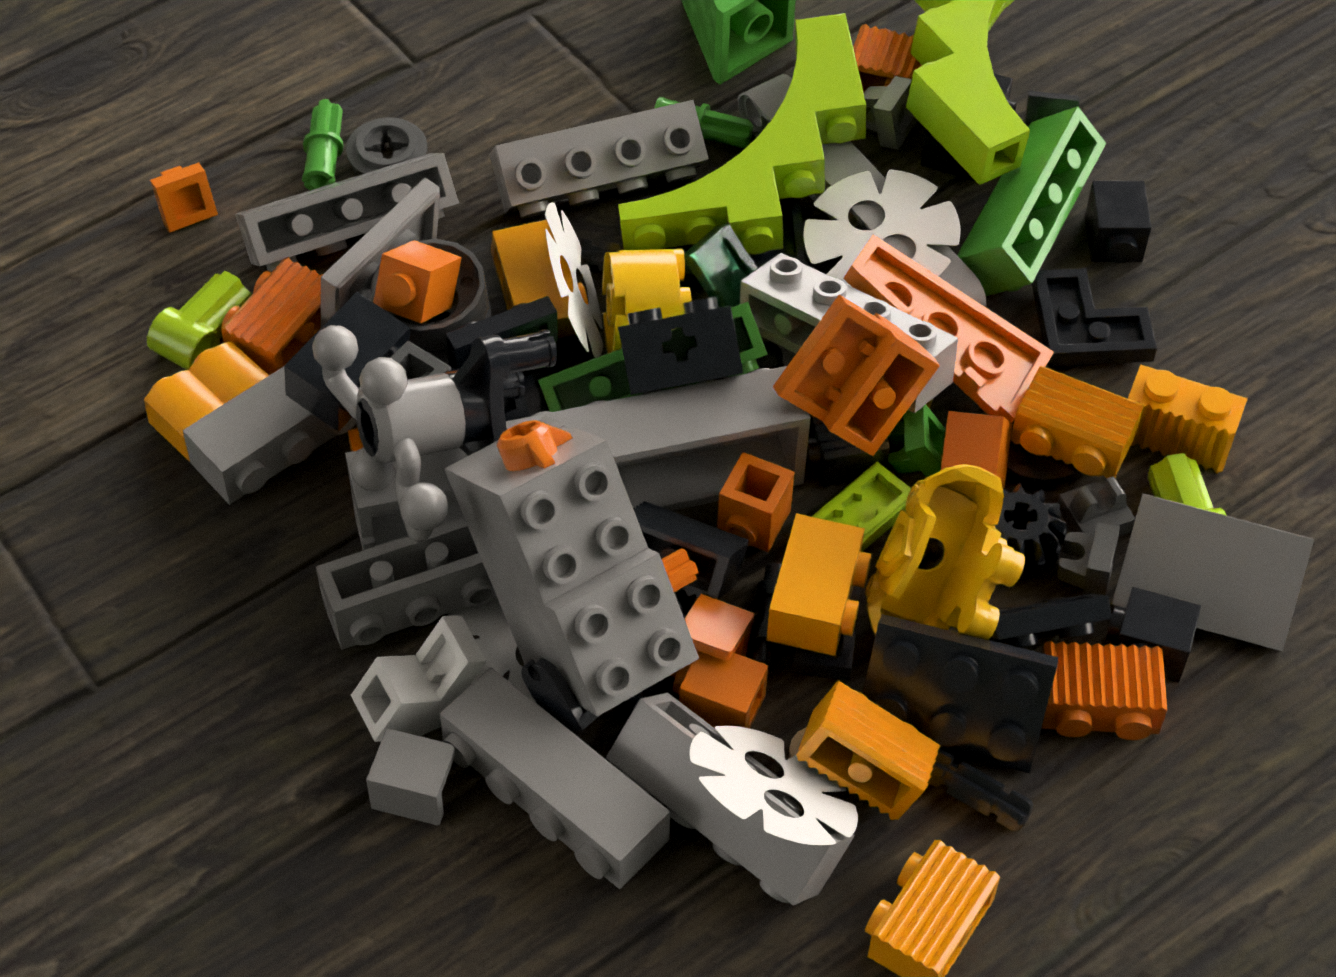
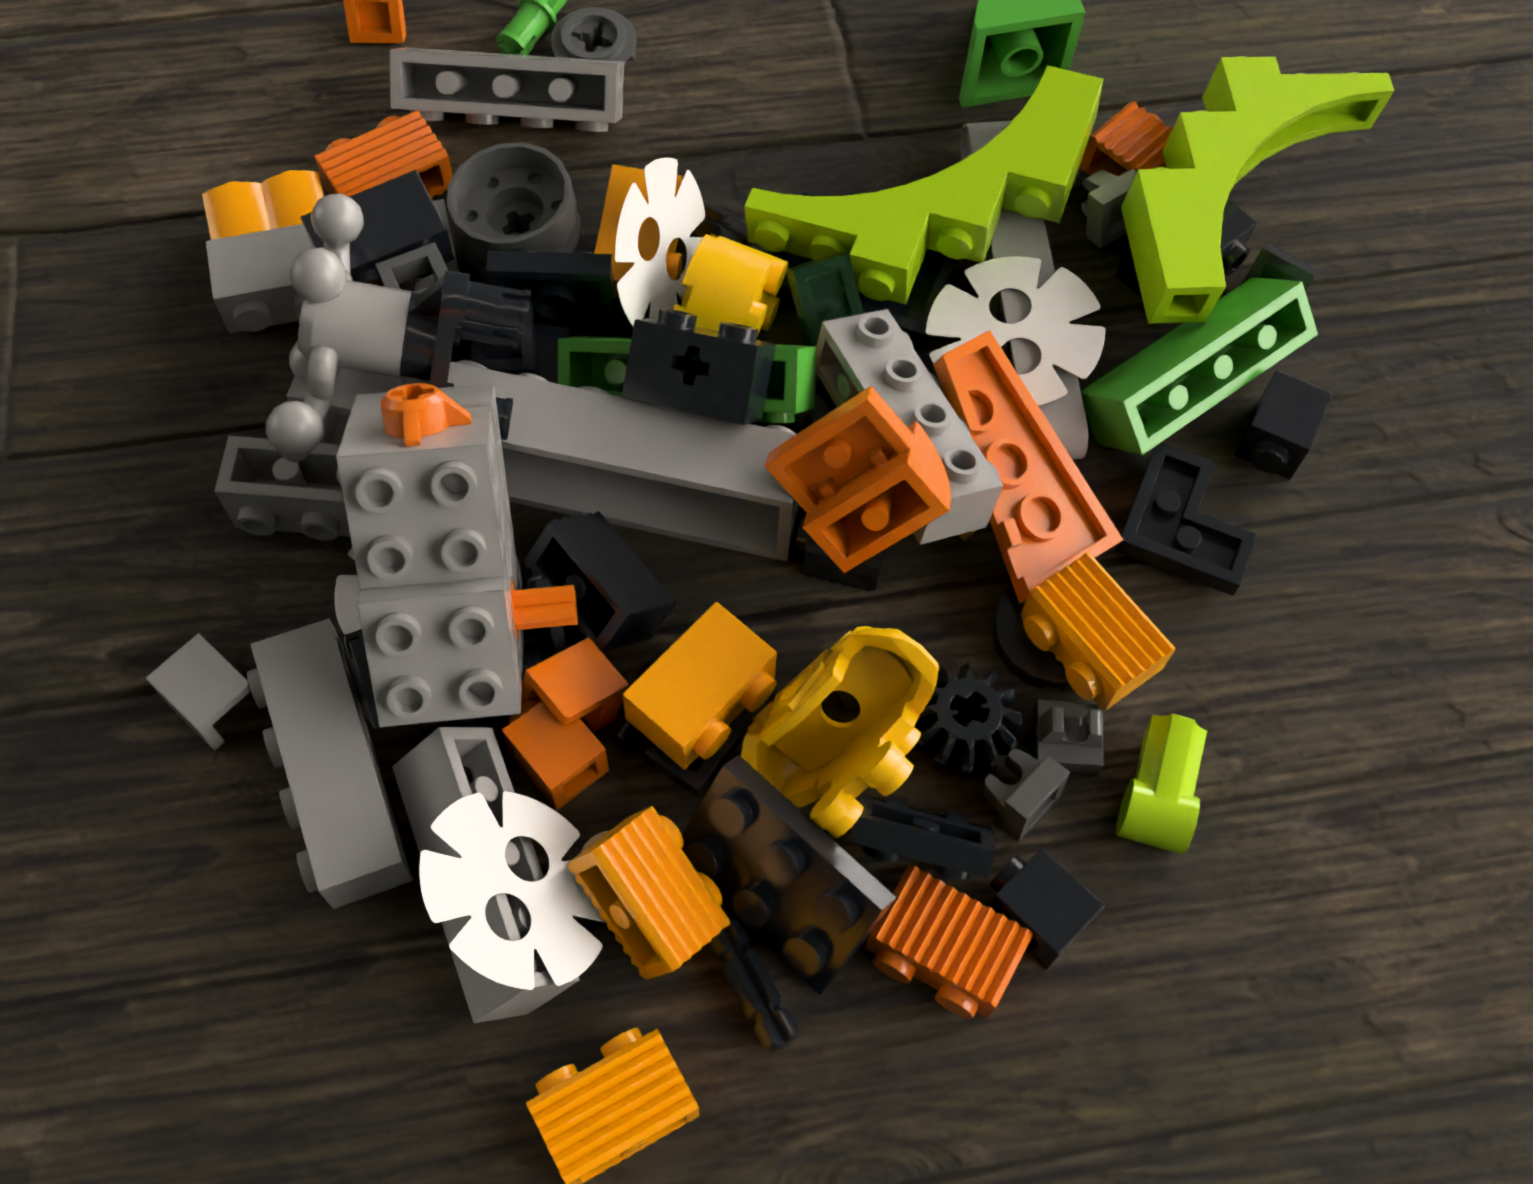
camera: 25 degrees right, 10 degrees up
(197, 325) = (291, 144): lime piece -> none
(409, 220) = (543, 120): light grey tile -> none
(414, 689) = (256, 601): white brick -> none
(417, 281) = (493, 184): orange brick -> none
(599, 157) = (780, 132): light grey brick -> none
(719, 126) = (909, 135): bright green axle -> none
(755, 500) = (707, 562): orange brick -> none
(868, 503) = (813, 620): lime plate -> none
(922, 442) = (925, 578): bright green tile -> none
(977, 442) = (968, 615): orange brick -> none
(1186, 417) = (1223, 677): light orange brick -> none
(1231, 567) = (1156, 870): light grey tile -> none

